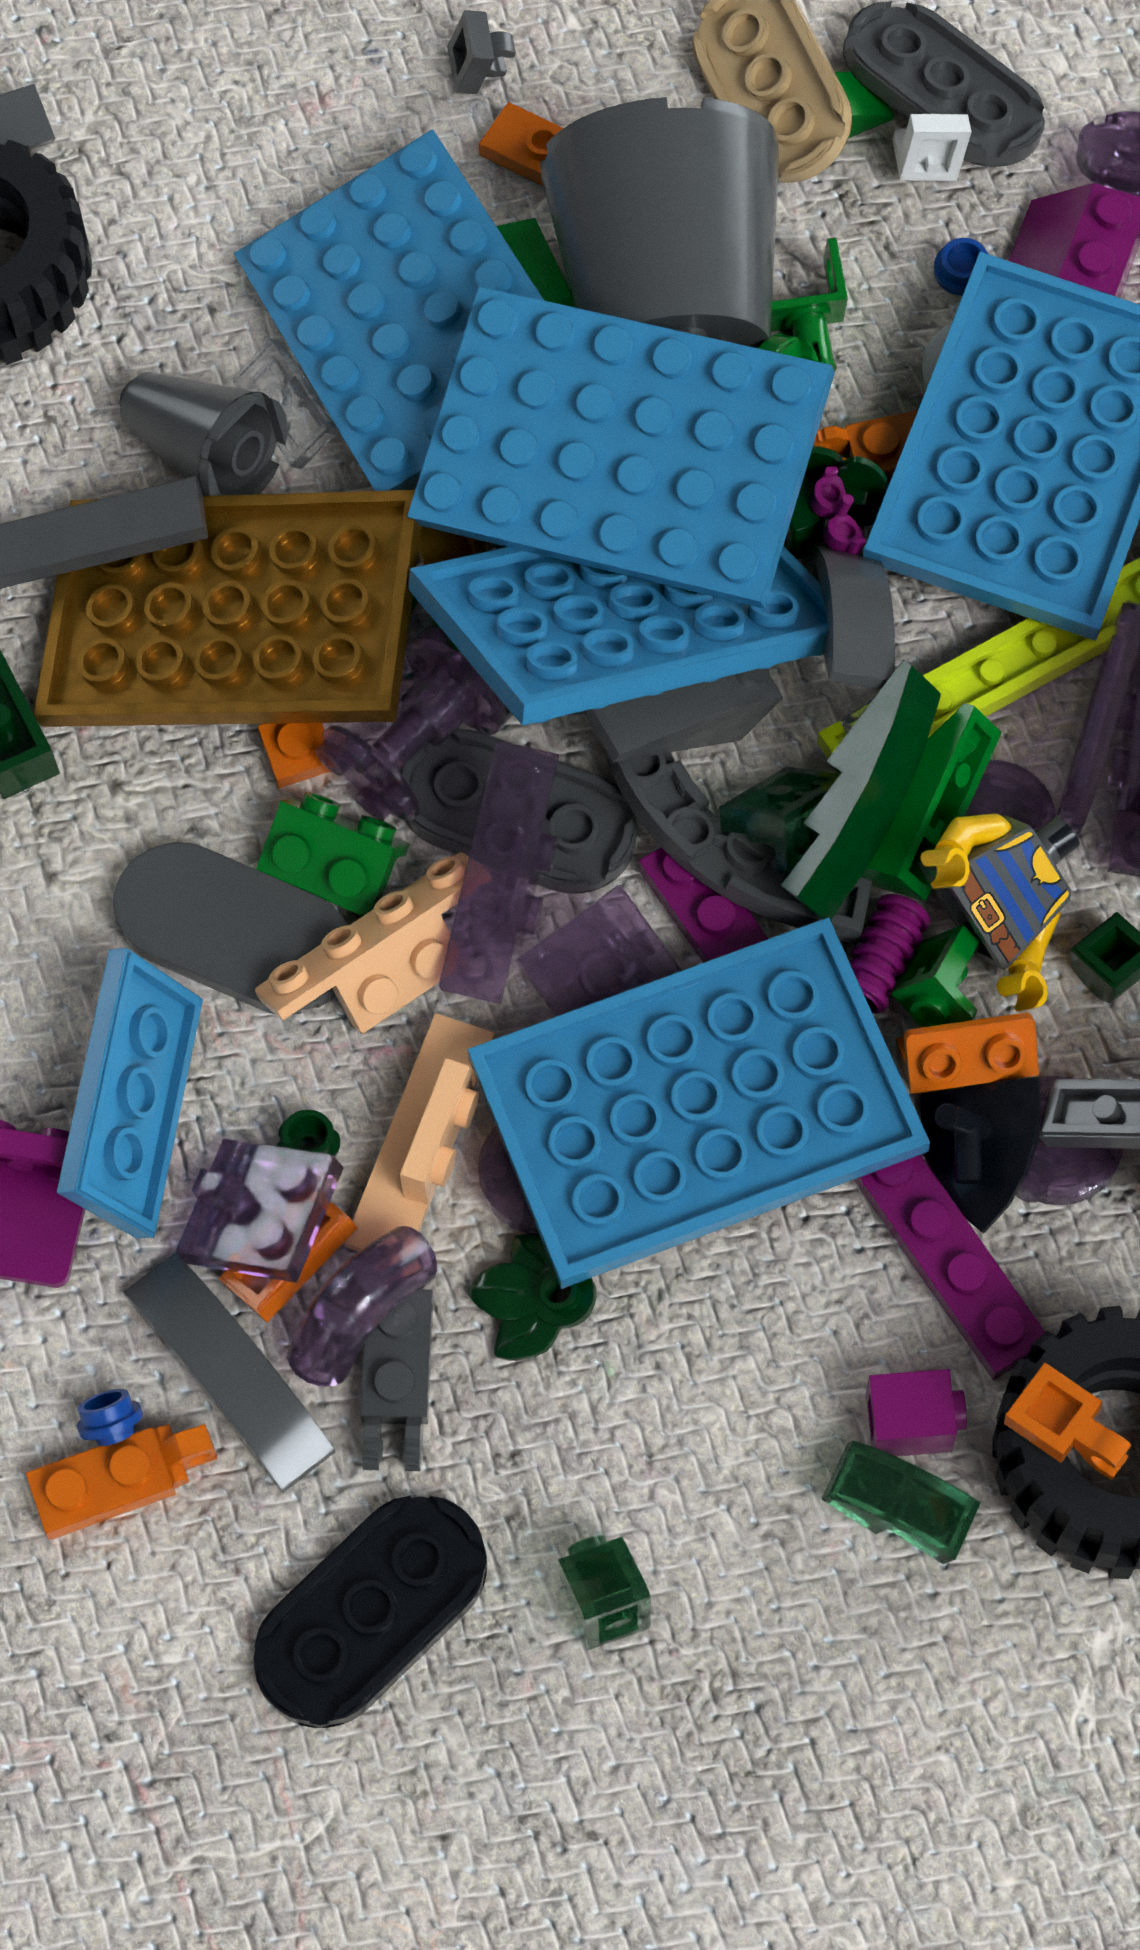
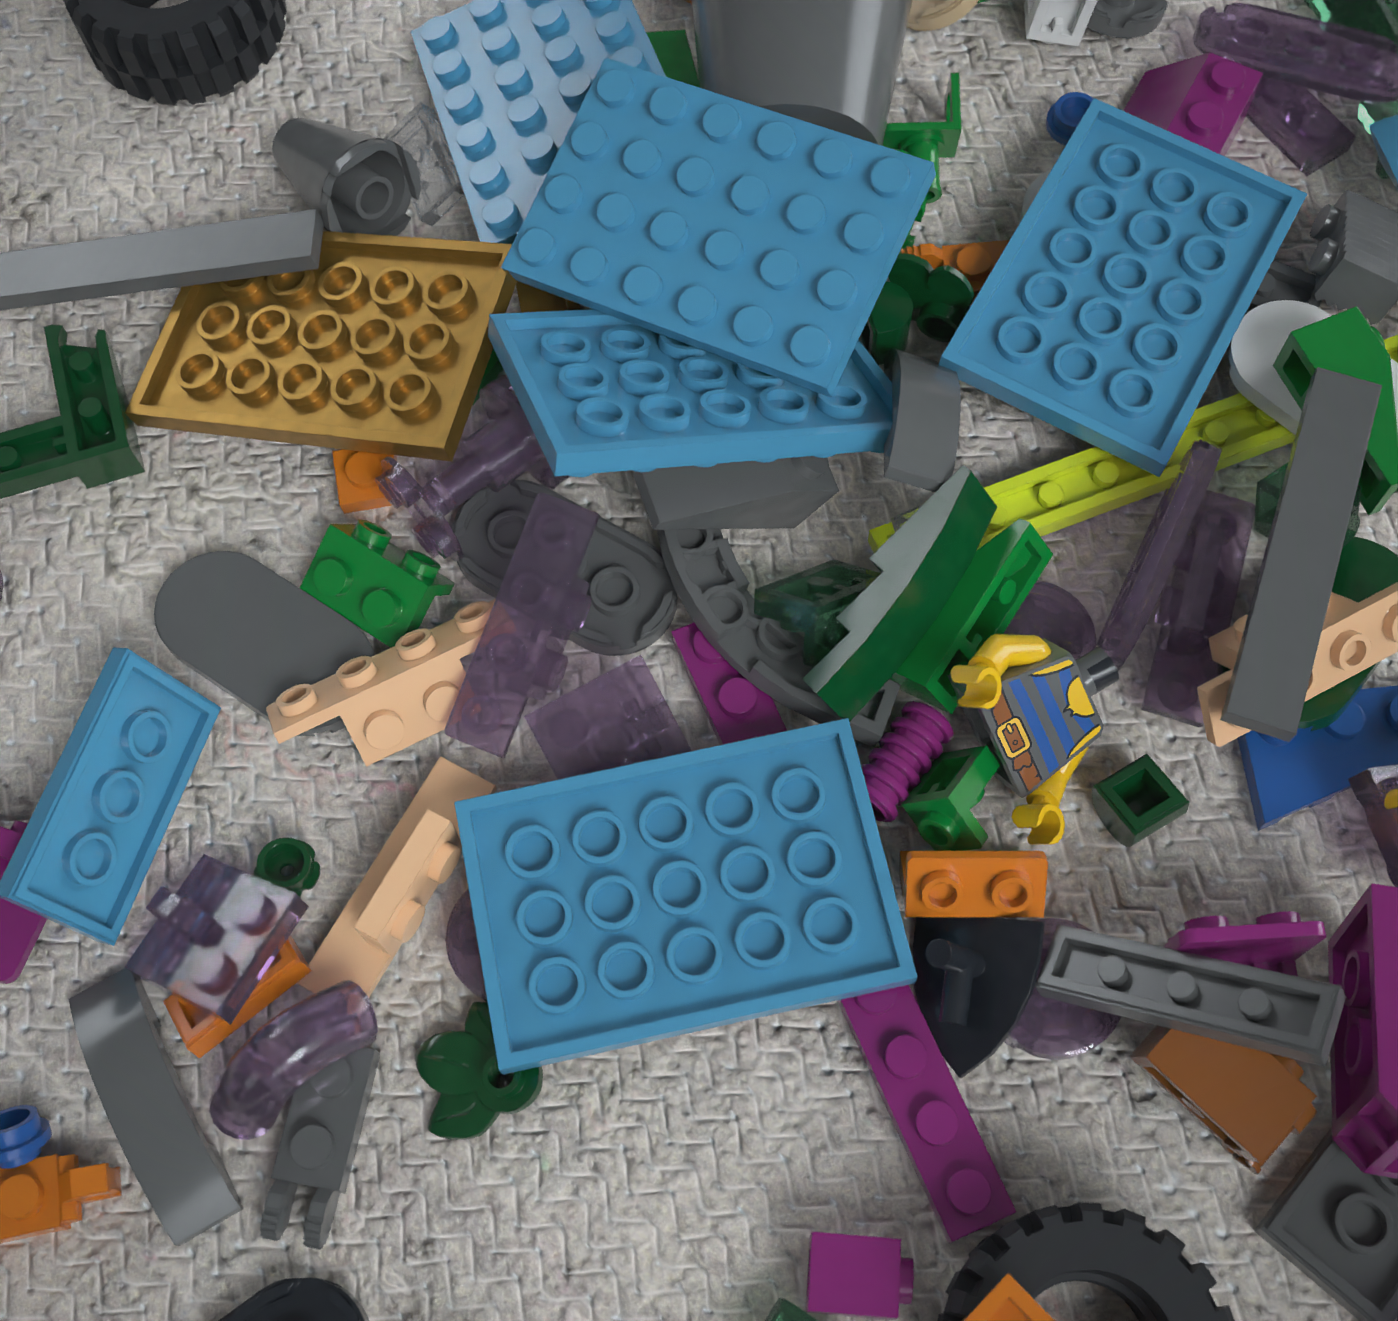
camera: 10 degrees right, 0 degrees up
(830, 501) = (917, 309): magenta piece -> none

